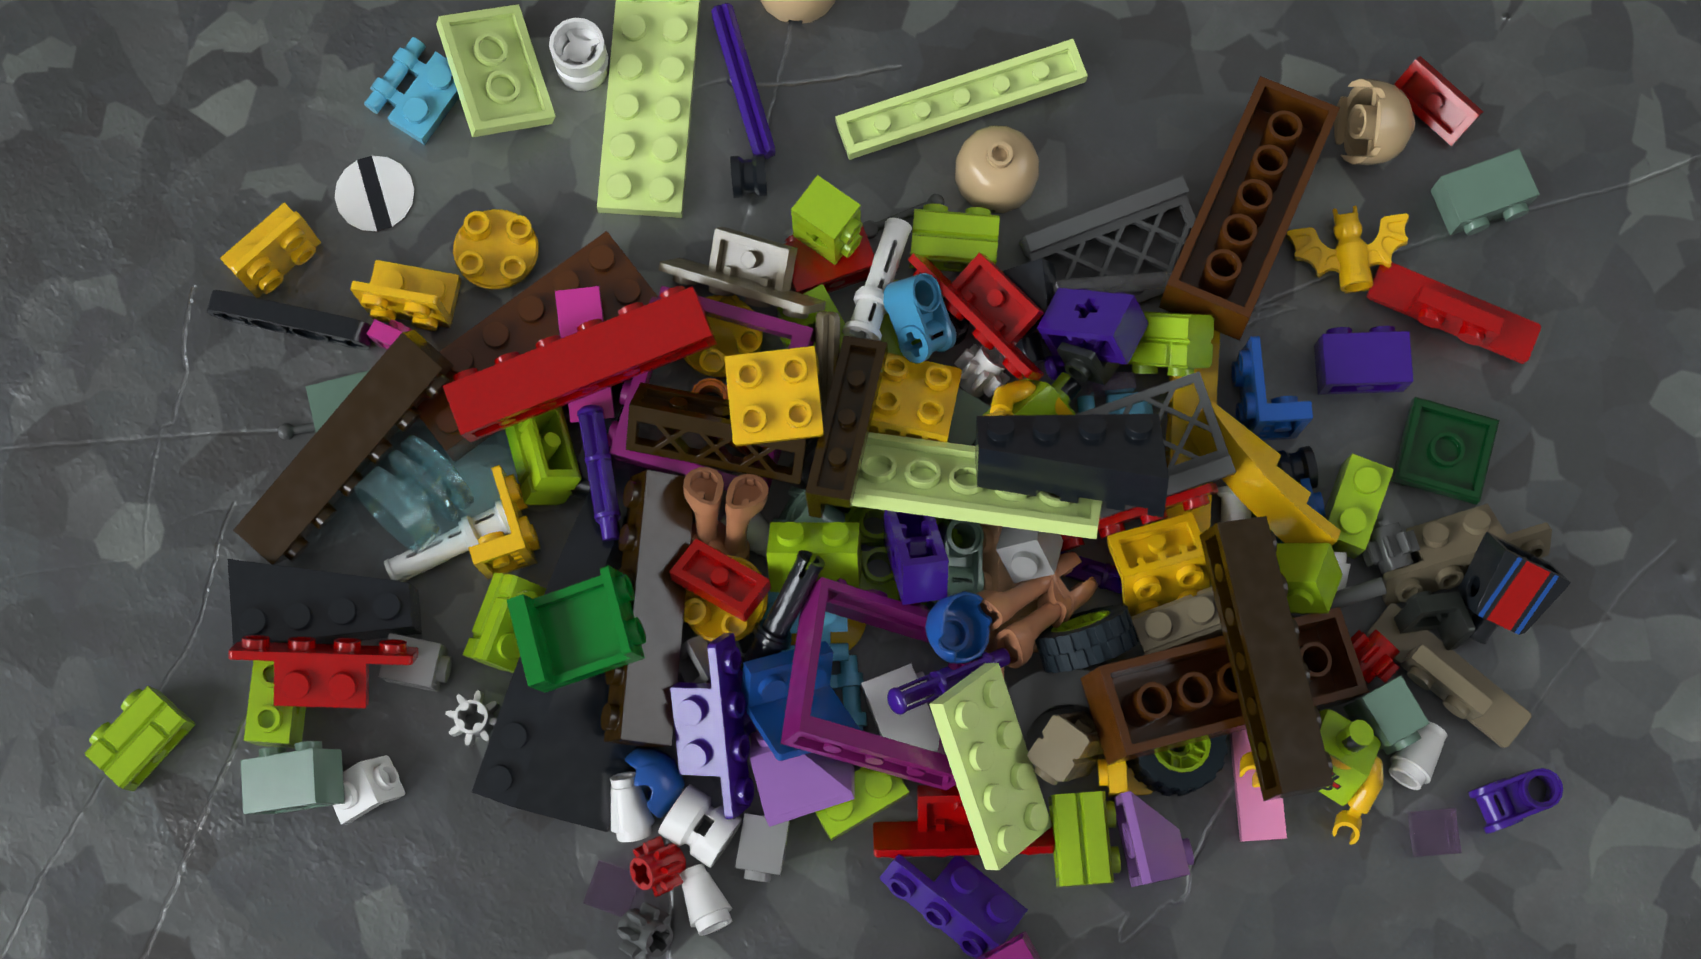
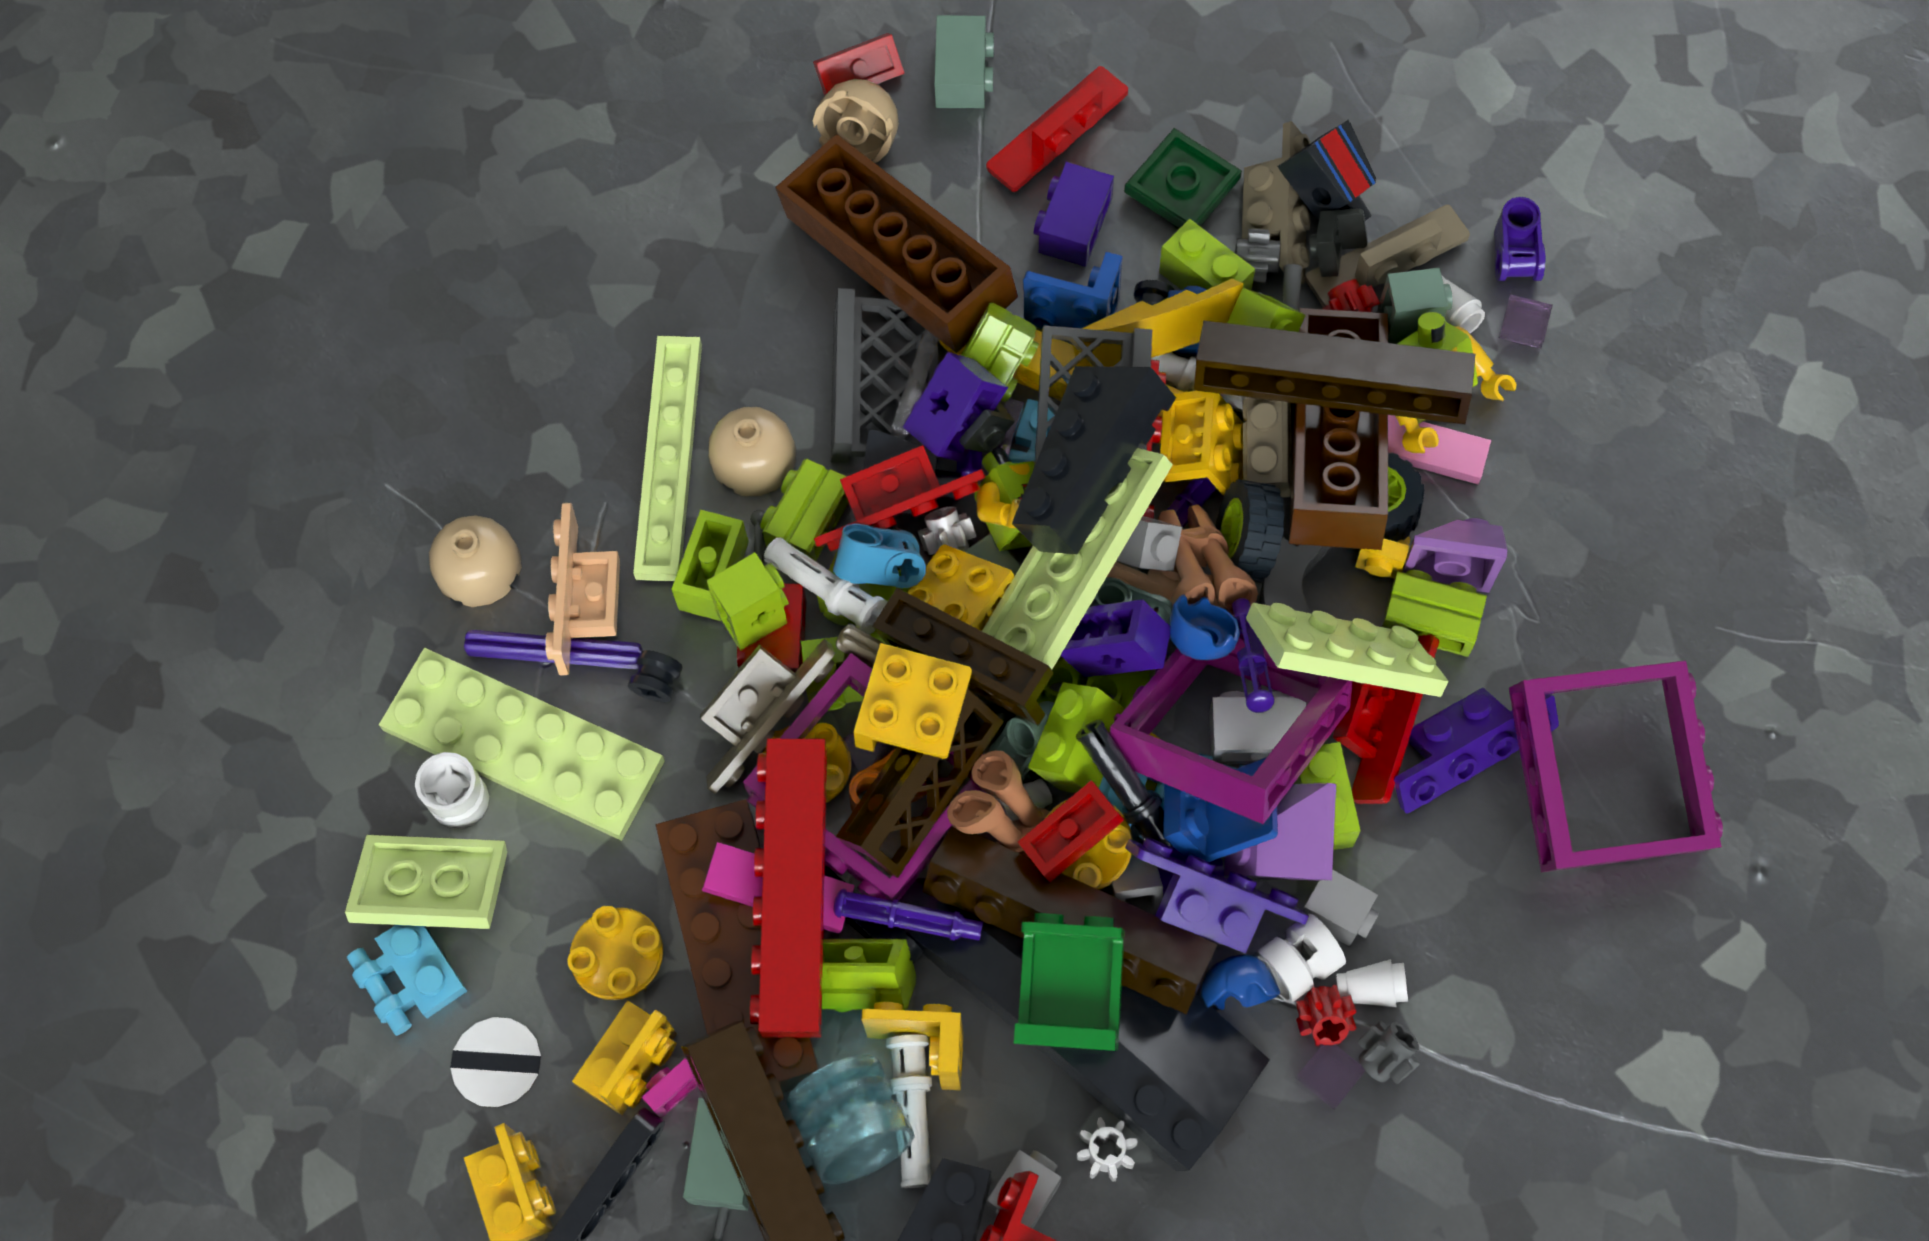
camera: 65 degrees left, 10 degrees down
(493, 630) = (1020, 1078): lime brick -> none
(629, 809) = (1258, 1023): white cone -> none
(801, 81) = (584, 592): none -> light nougat bracket
(870, 175) = (712, 548): none -> lime brick
(1067, 748) = (1348, 583): dark tan brick -> none
(1352, 255) = (971, 186): yellow animal -> none

